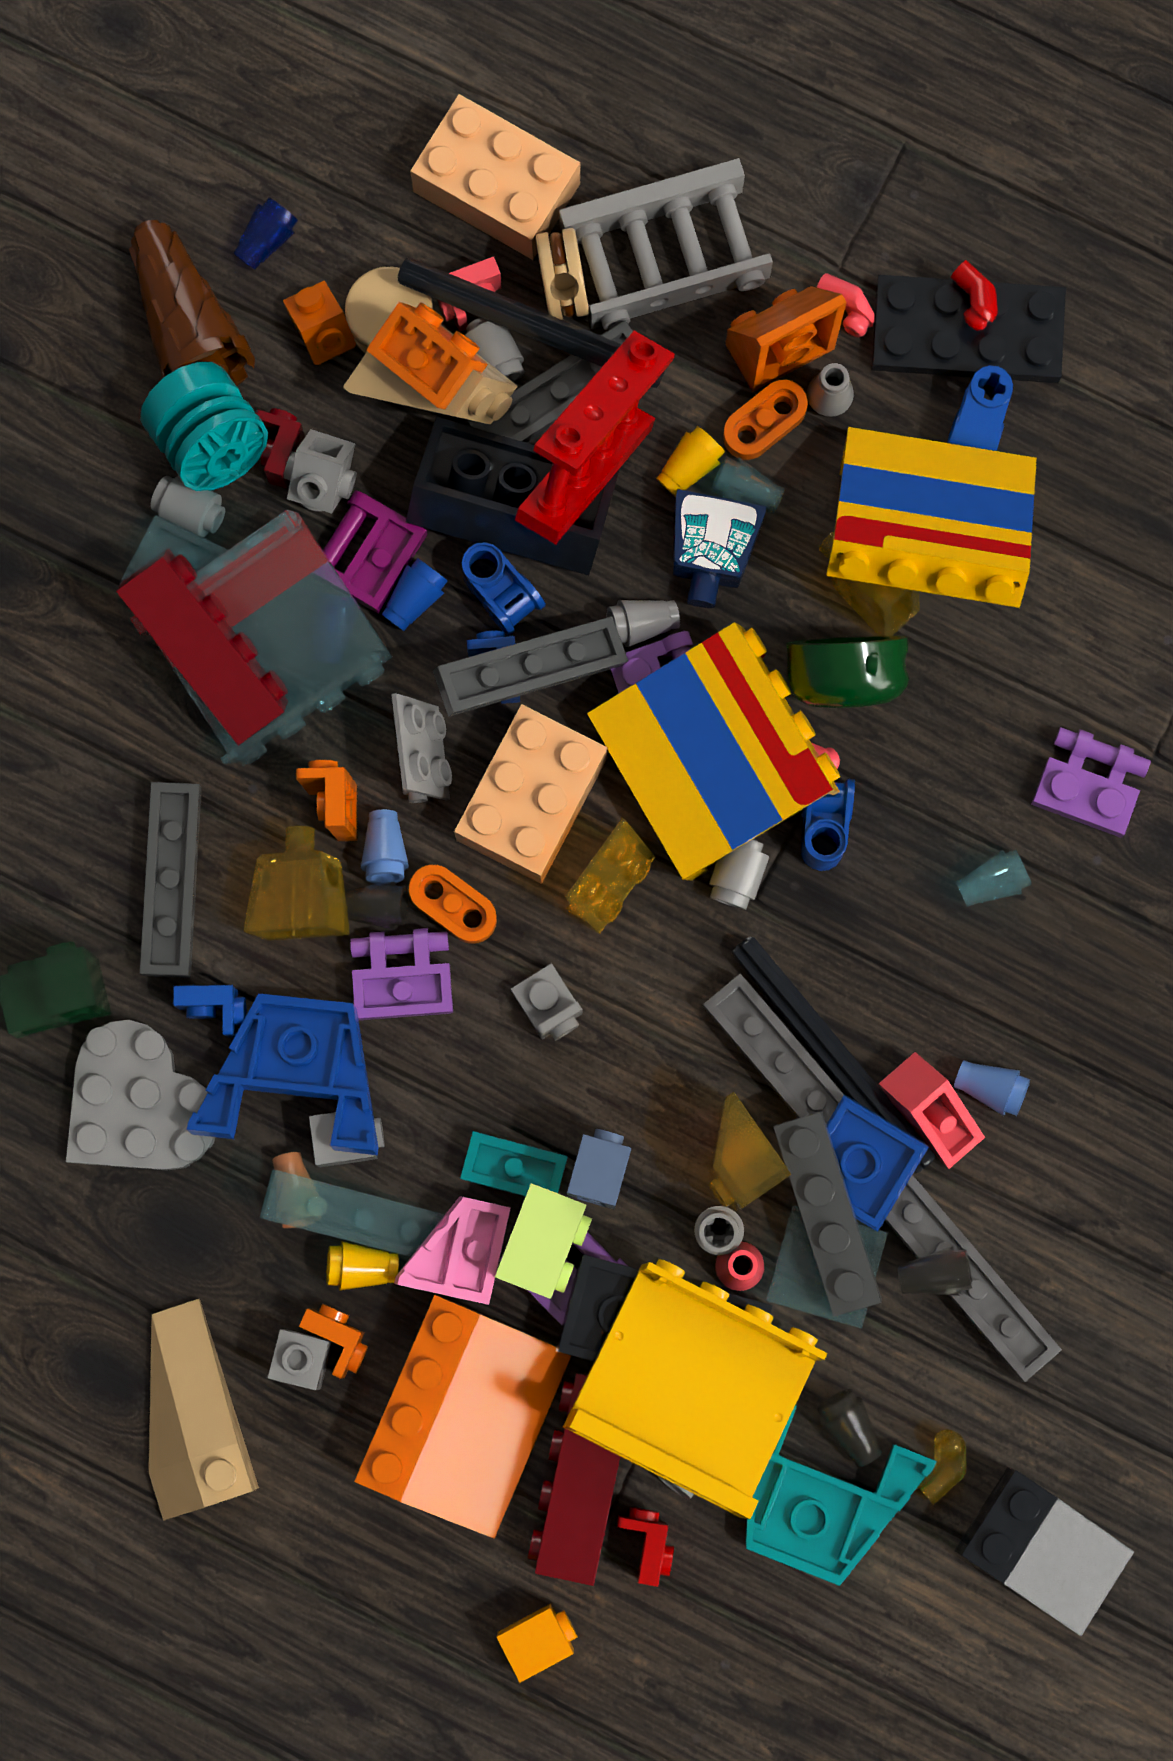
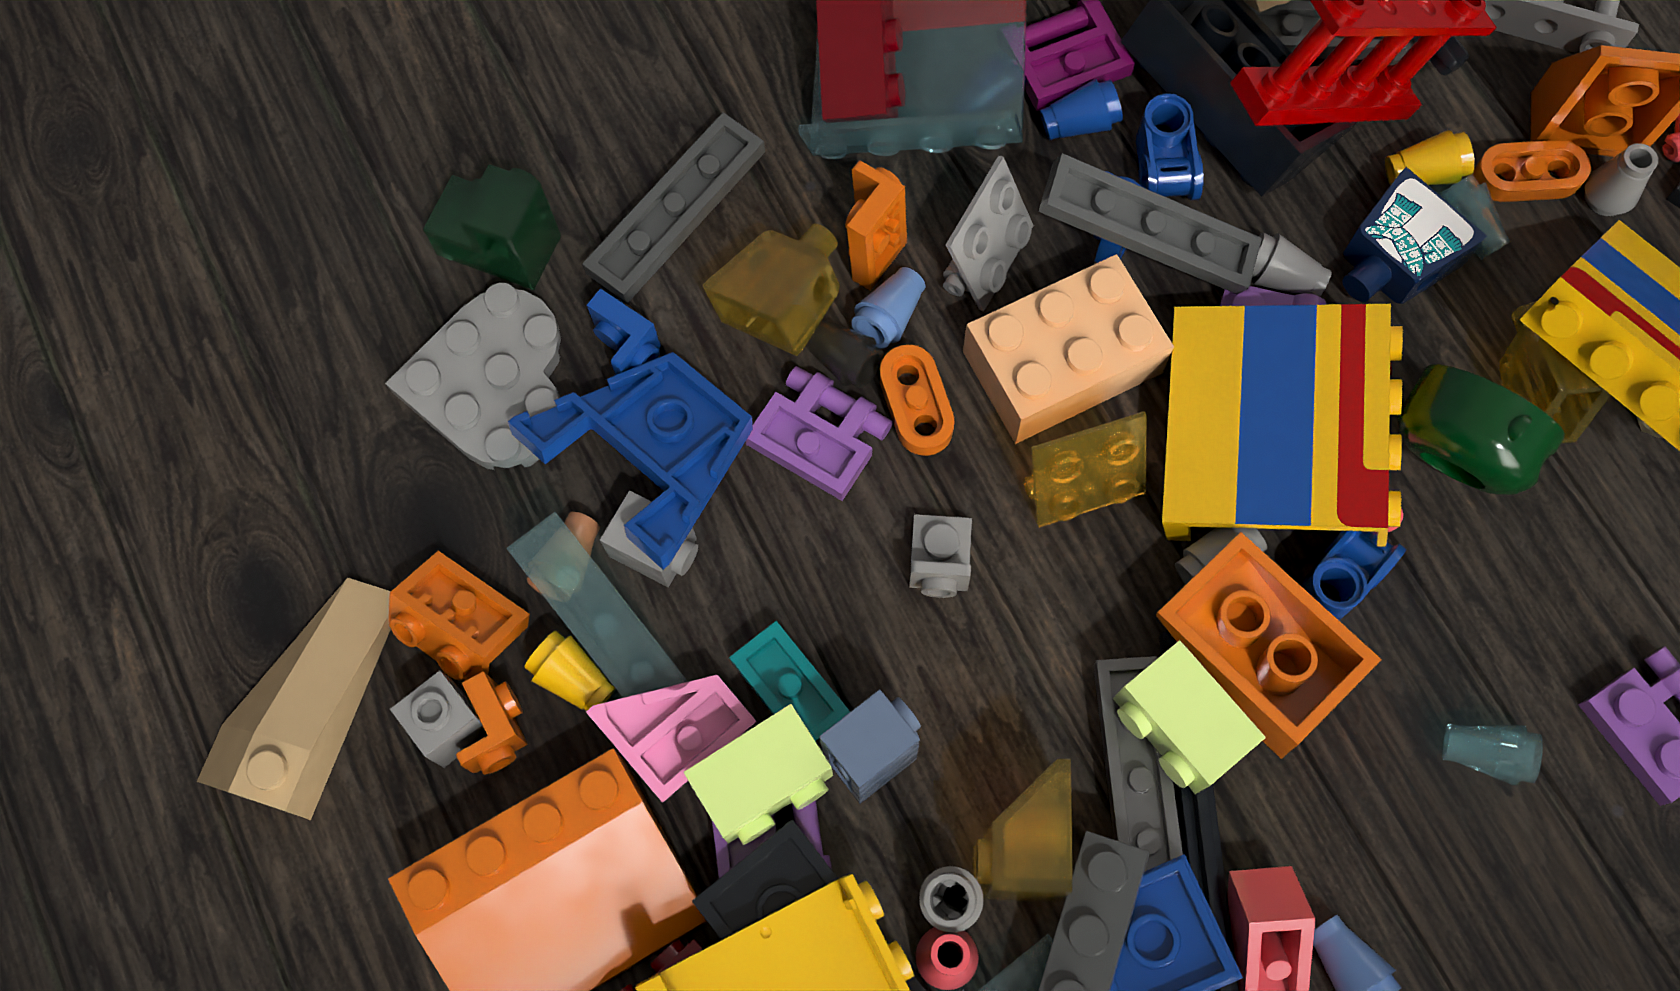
camera: 40 degrees right, 10 degrees down
(252, 1287) = (454, 617): none -> orange bracket
(787, 1006) = (1187, 719): none -> yellowish green brick
(804, 916) = (1267, 643): none -> orange slope

